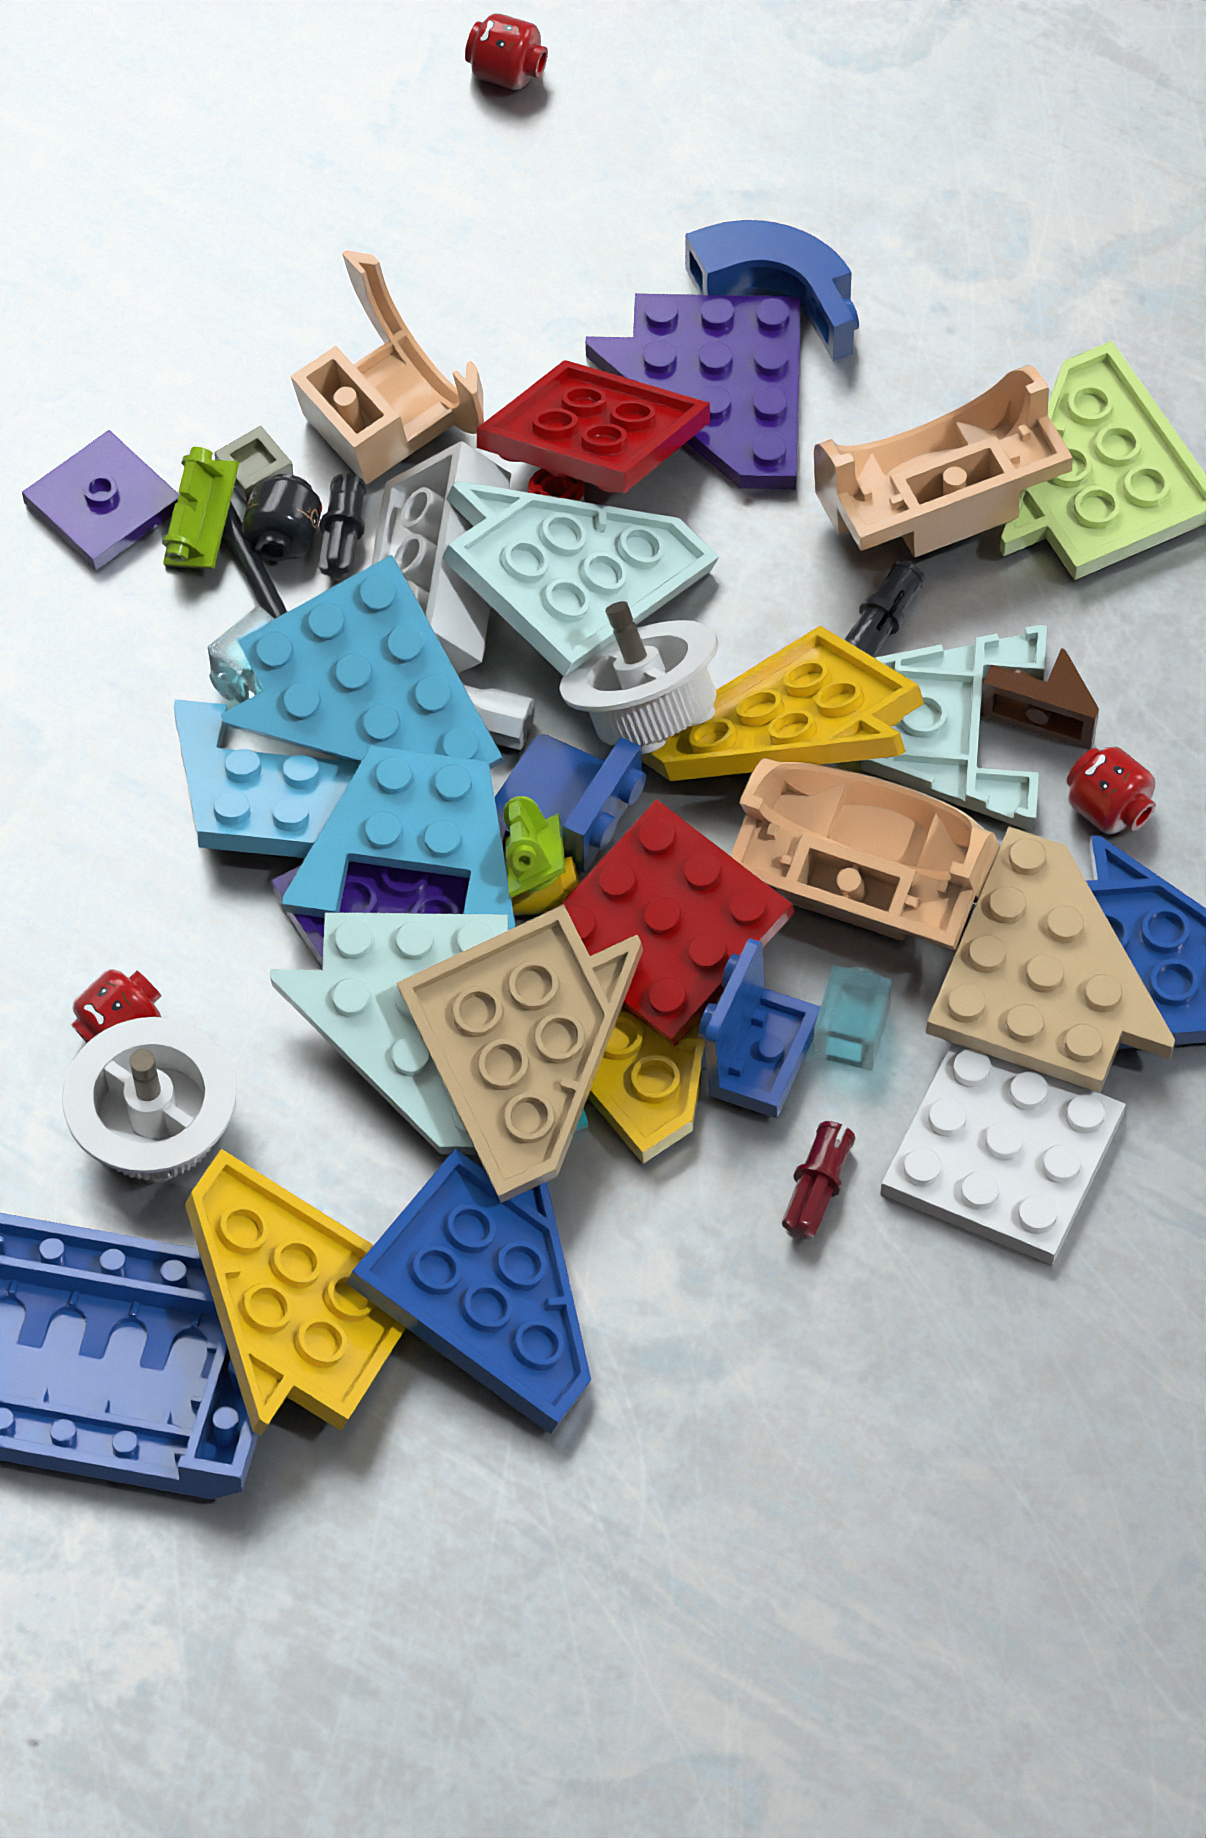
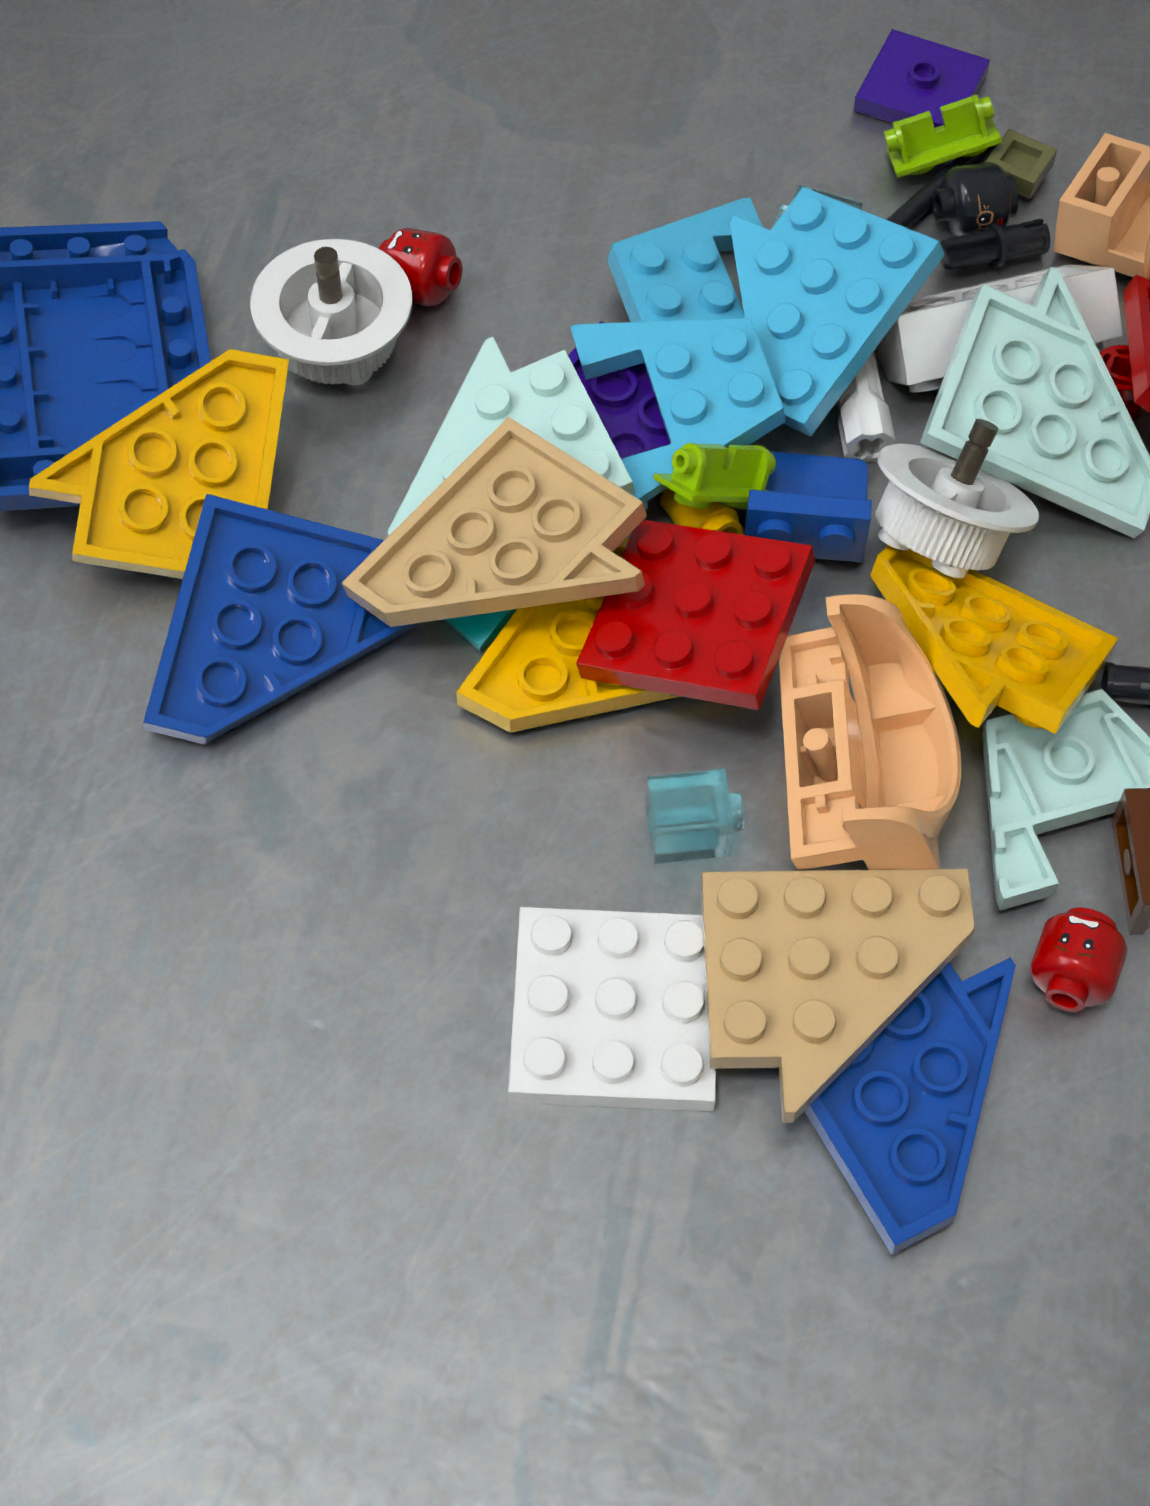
camera: 65 degrees right, 0 degrees up
(754, 1036) = (618, 725): blue bracket -> none
(817, 1180) = (496, 851): dark red axle -> none

